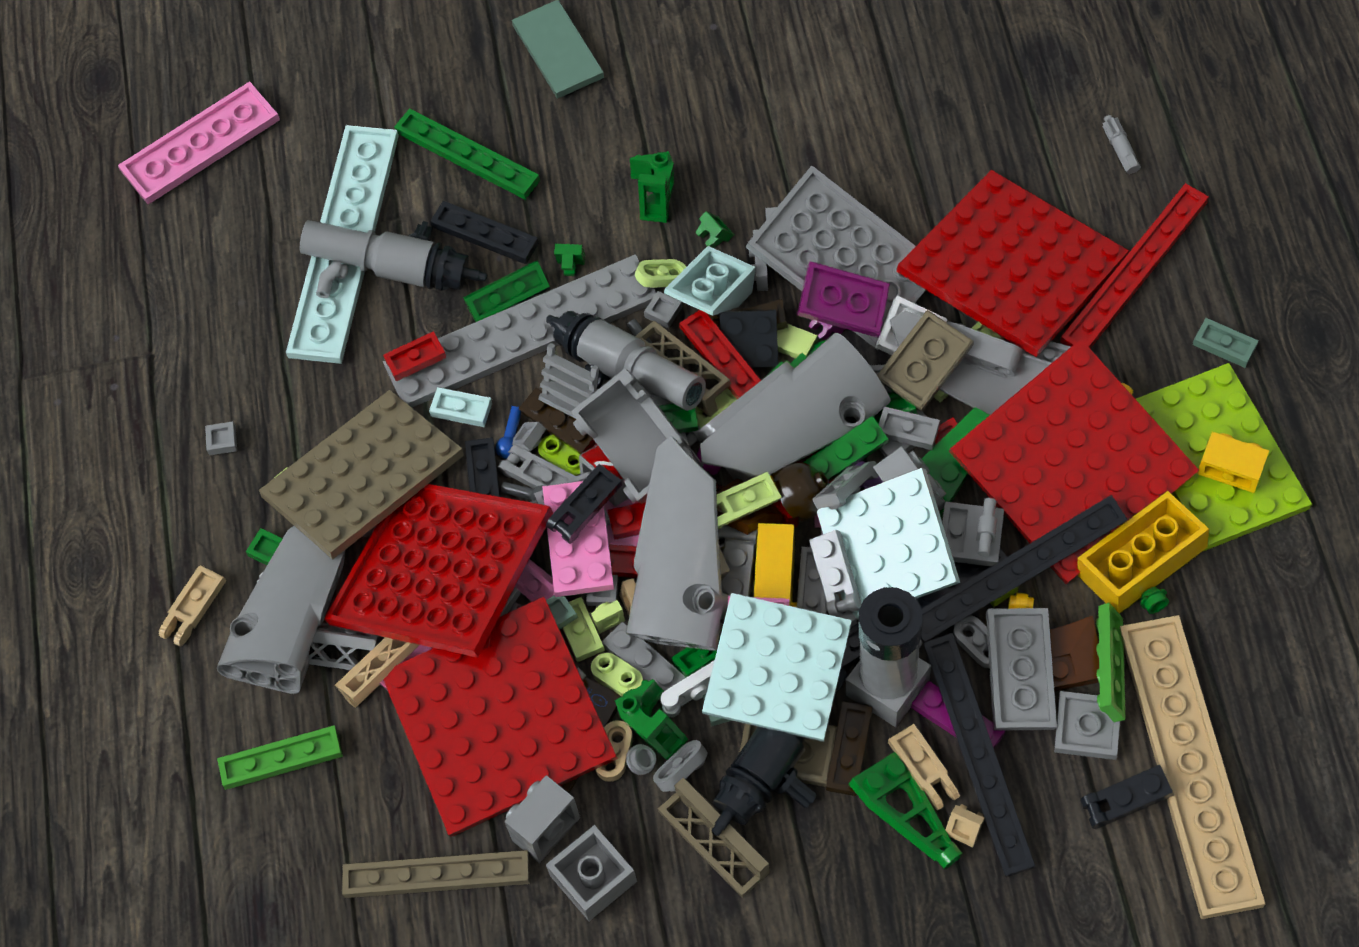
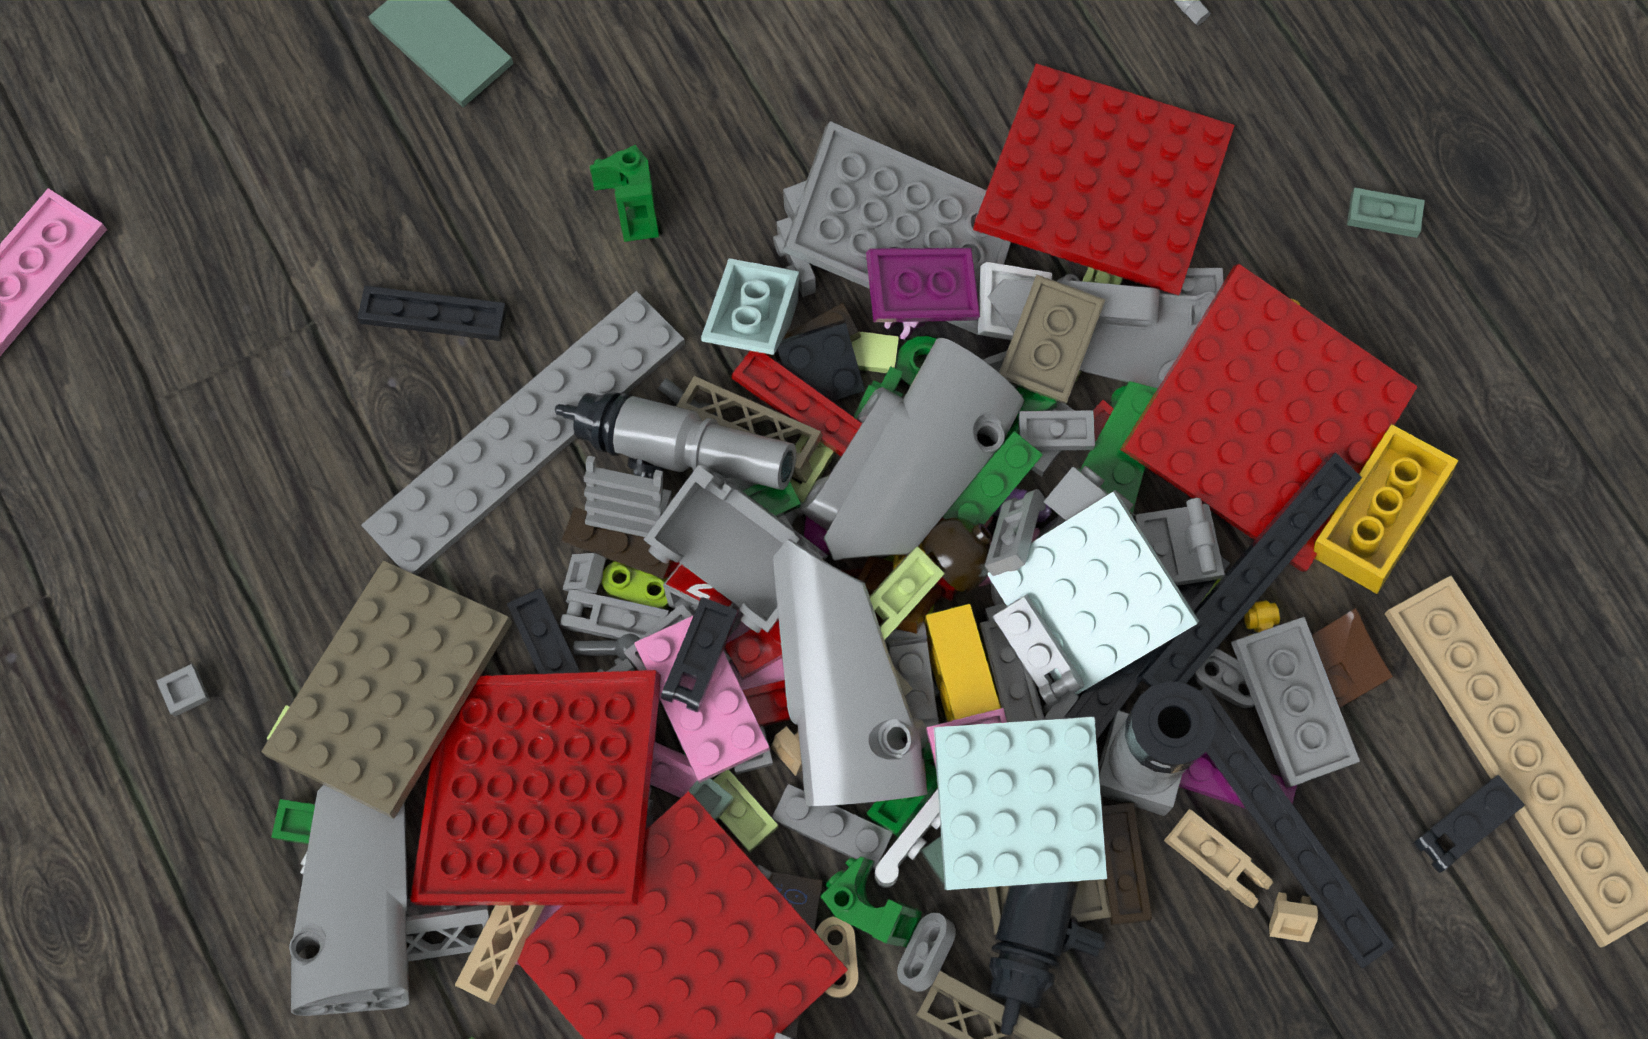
camera: 25 degrees left, 10 degrees up
(192, 604) = (224, 928): tan hinge -> none
(326, 278) = (250, 430): light grey arm -> none
(351, 203) = (252, 380): light aqua plate -> none
(391, 255) = (323, 380): light grey piece -> none
(414, 356) = (403, 509): red plate -> none
(460, 407) = (484, 557): light aqua plate -> none
(467, 154) = (372, 212): green plate -> none
(505, 443) = (557, 590): blue bar -> none
(506, 291) = (489, 386): green plate -> none
(569, 256) = (554, 316): green tile -> none
(607, 616) = (767, 782): yellowish green plate -> none
(615, 673) = (805, 856): yellowish green plate -> none
(640, 759) = (874, 958): light grey plate -> none
(658, 272) = (679, 308): yellowish green plate -> none
(663, 309) = (695, 356): light grey plate -> none
(716, 227) = (727, 229): green tile -> none
(886, 777) = (1171, 907): green plate -> none
(1084, 727) = (1392, 746): light grey plate -> none
(1111, 663) = (1401, 675): bright green plate -> none
(1136, 267) = (1249, 148): red plate -> none
(1154, 600) = (1413, 563): green plate -> none
(1220, 404) = (1420, 328): lime plate -> none
(1233, 461) = (1454, 364): yellow brick -> none

